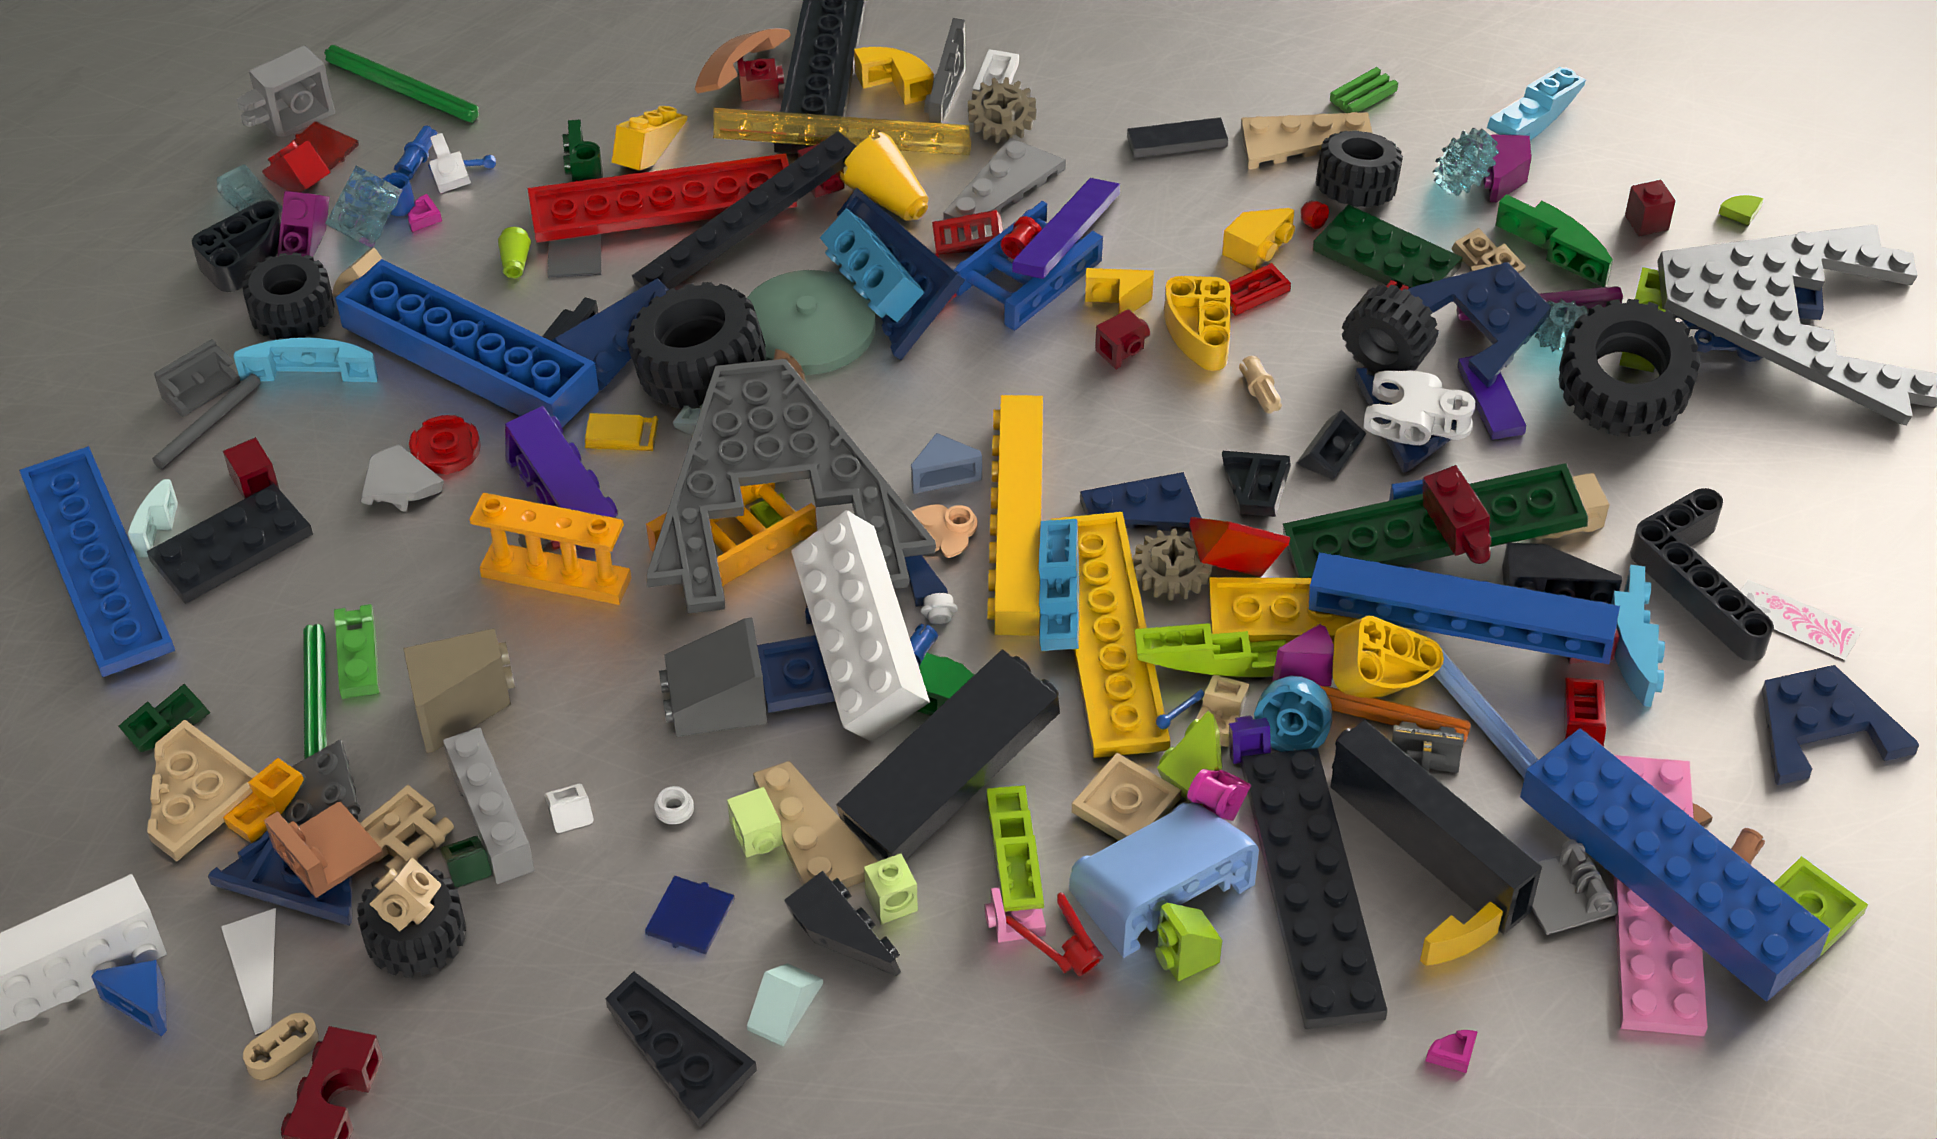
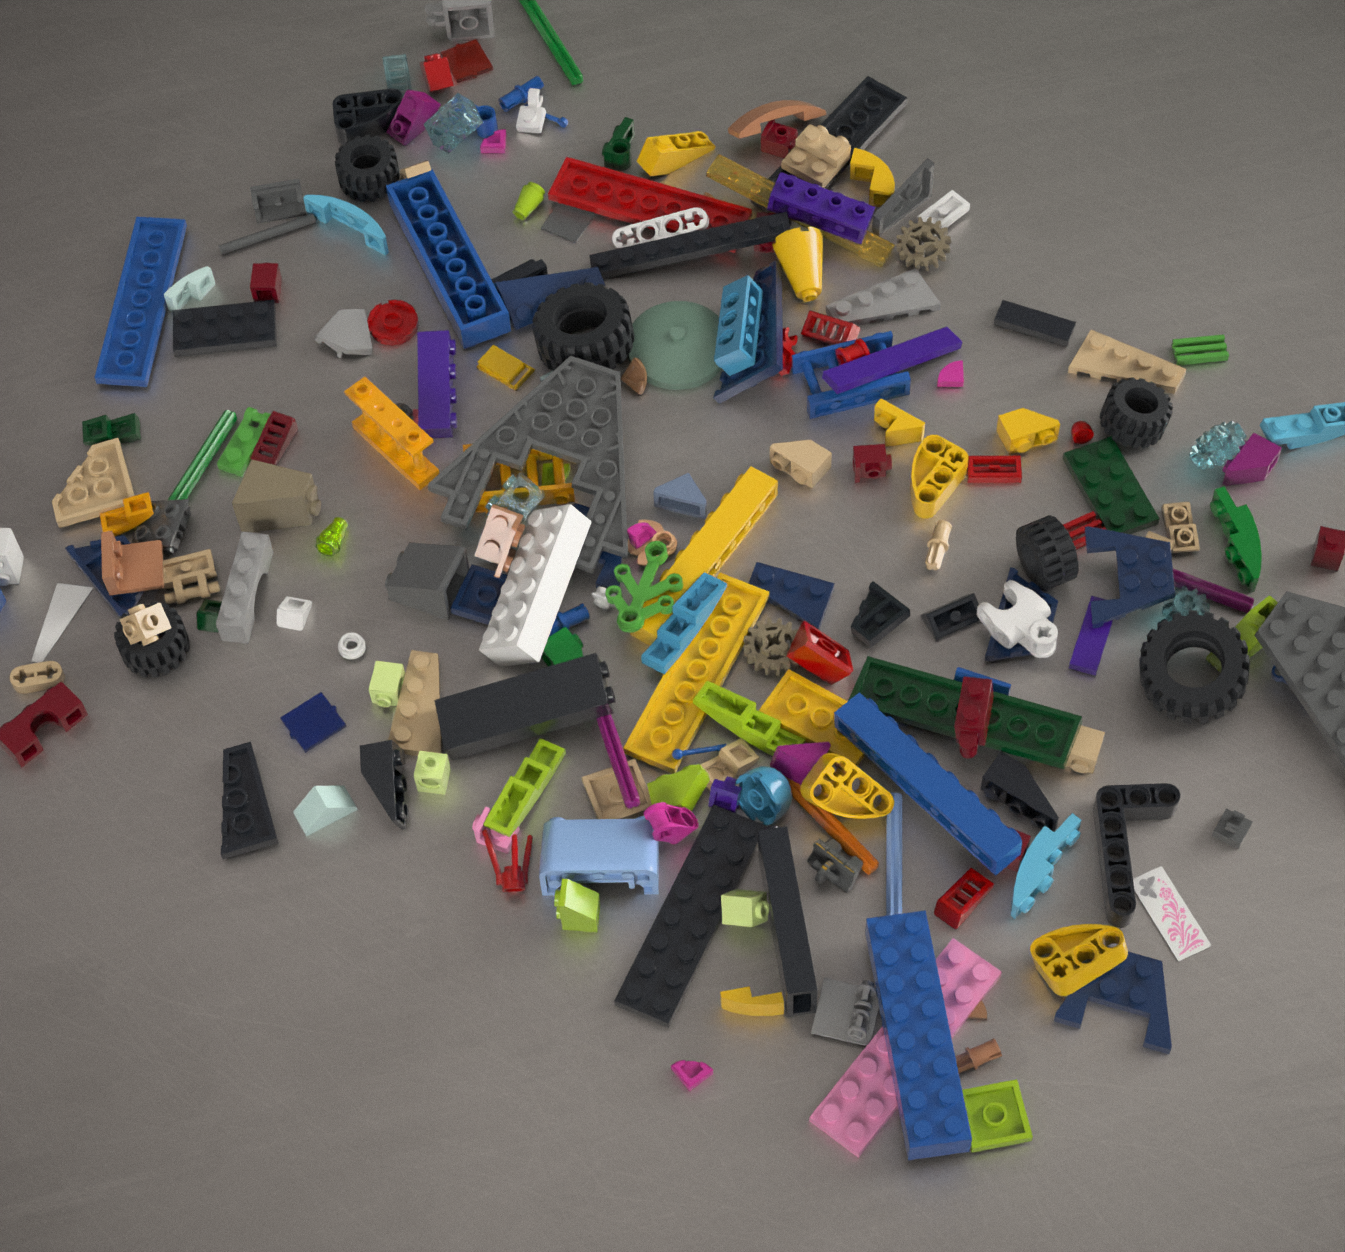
camera: 35 degrees right, 10 degrees up
(389, 610) = (276, 424): none -> dark red slope
(555, 702) = (331, 538): none -> clear neon green cone
(695, 210) = (659, 225): none -> white beam
(770, 558) = (517, 505): none -> clear light blue brick
(779, 596) = (498, 537): none -> bracket
(819, 72) = (817, 156): none -> tan plate
(869, 112) = (821, 208): none -> dark purple brick
(932, 519) = (640, 534): none -> dark pink tile
(999, 603) = (643, 591): none -> bright green plant
(1044, 369) = (802, 460): none -> tan slope
(1105, 762) = (618, 761): none -> magenta axle
(1134, 221) = (951, 375): none -> dark pink tile
(1376, 837) = (744, 908): none -> yellowish green brick
(1743, 696) = (1072, 946): none -> yellow beam
(1785, 506) = (1232, 828): none -> dark grey tile

